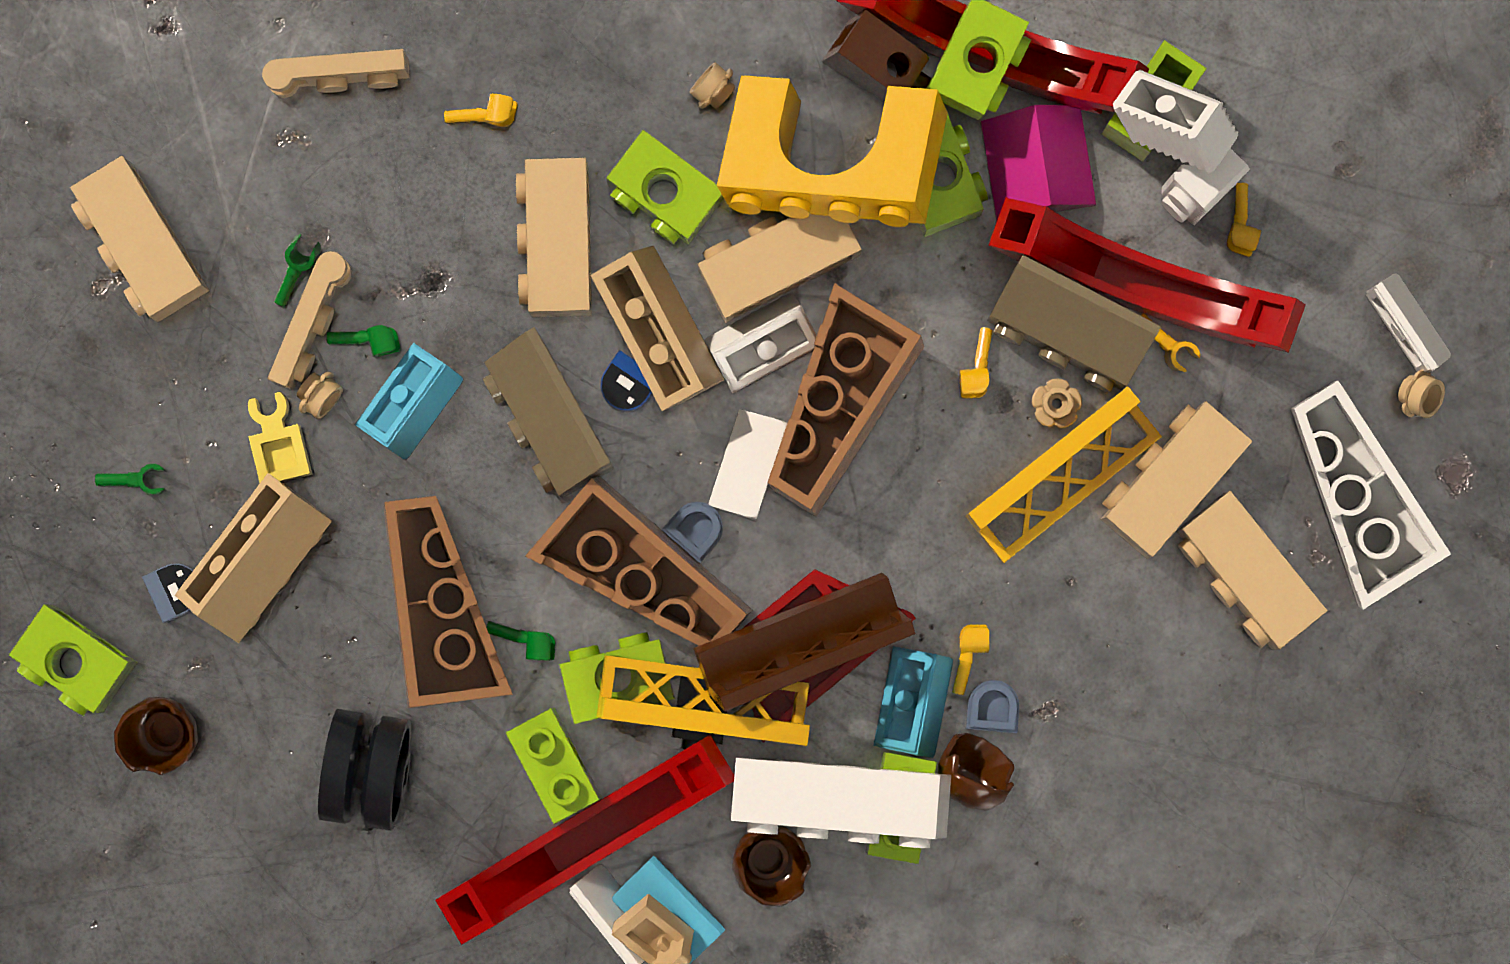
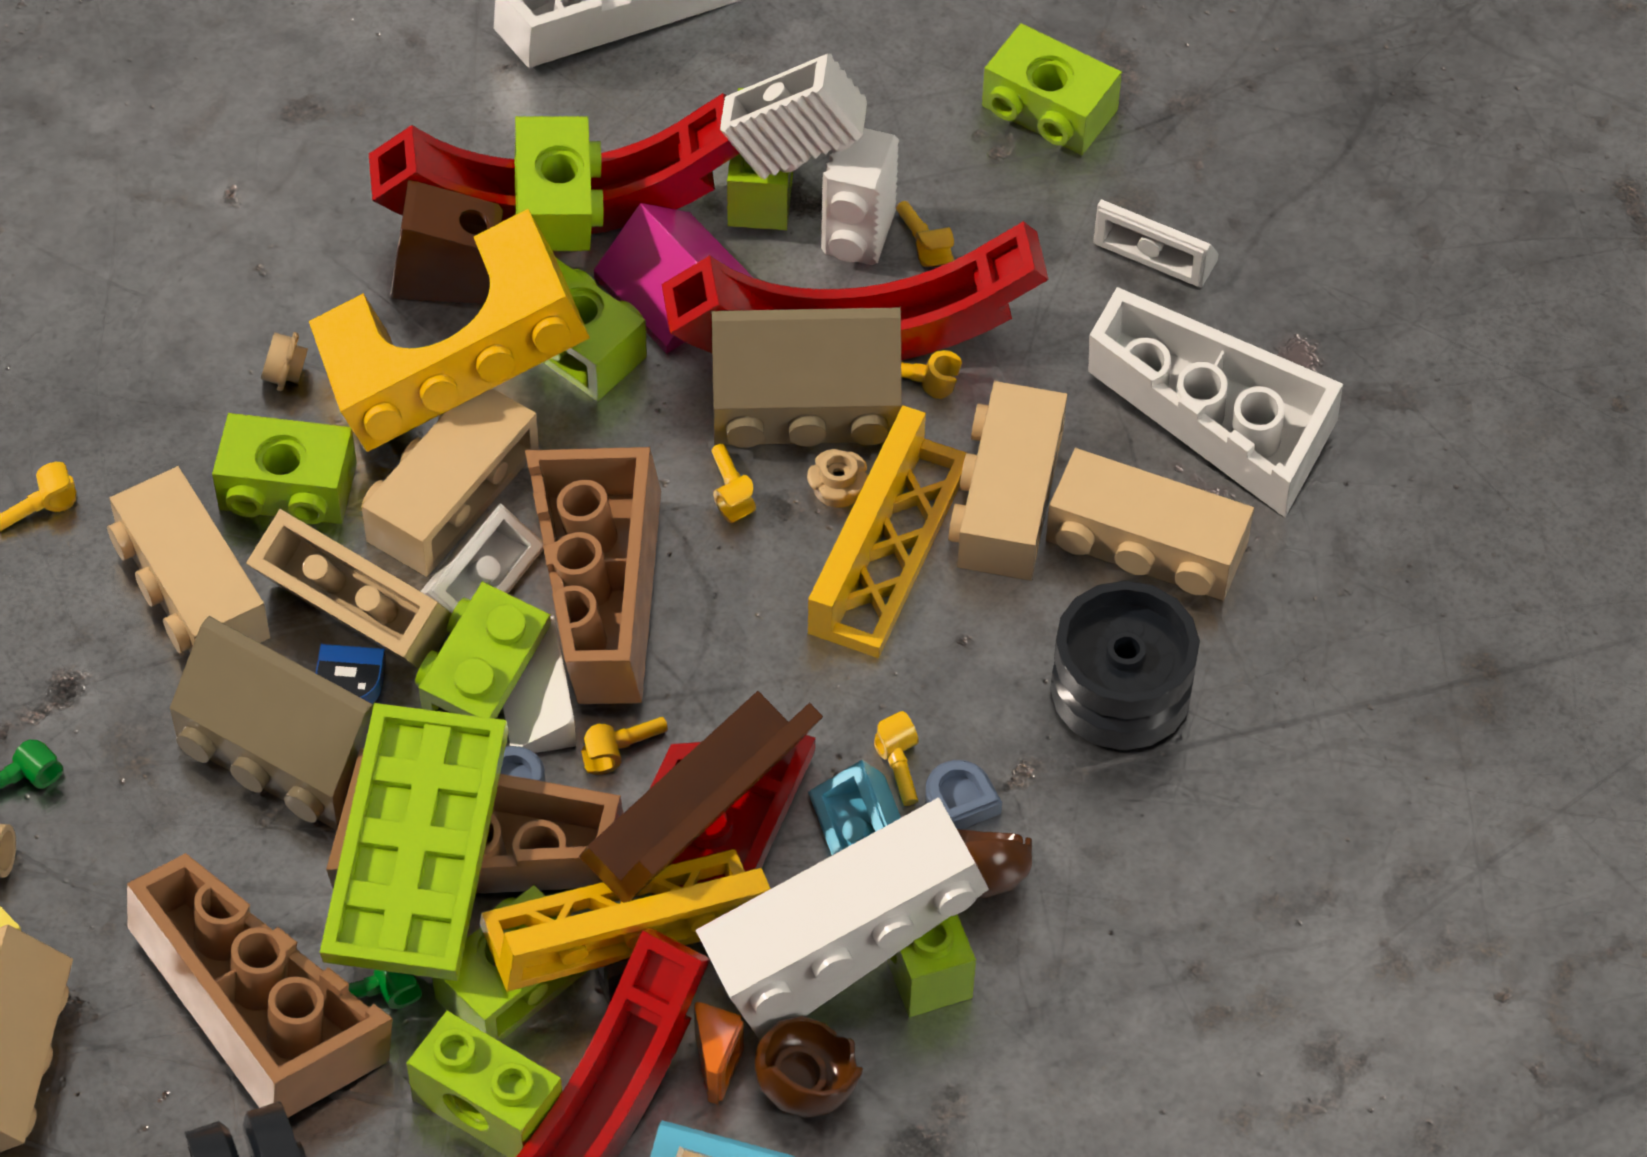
camera: 30 degrees left, 30 degrees down
(409, 401) = (103, 812): medium azure slope -> none
(589, 578) = (415, 842): none -> lime plate
(718, 819) = (719, 1046): none -> orange slope
(721, 432) = (483, 655): none -> lime bracket
(769, 538) = (603, 743): none -> yellow hand
(1190, 689) = (1124, 665): none -> black wheel
(1413, 116) = (1051, 89): none -> lime brick
(1421, 394) = (1212, 291): tan plate -> none

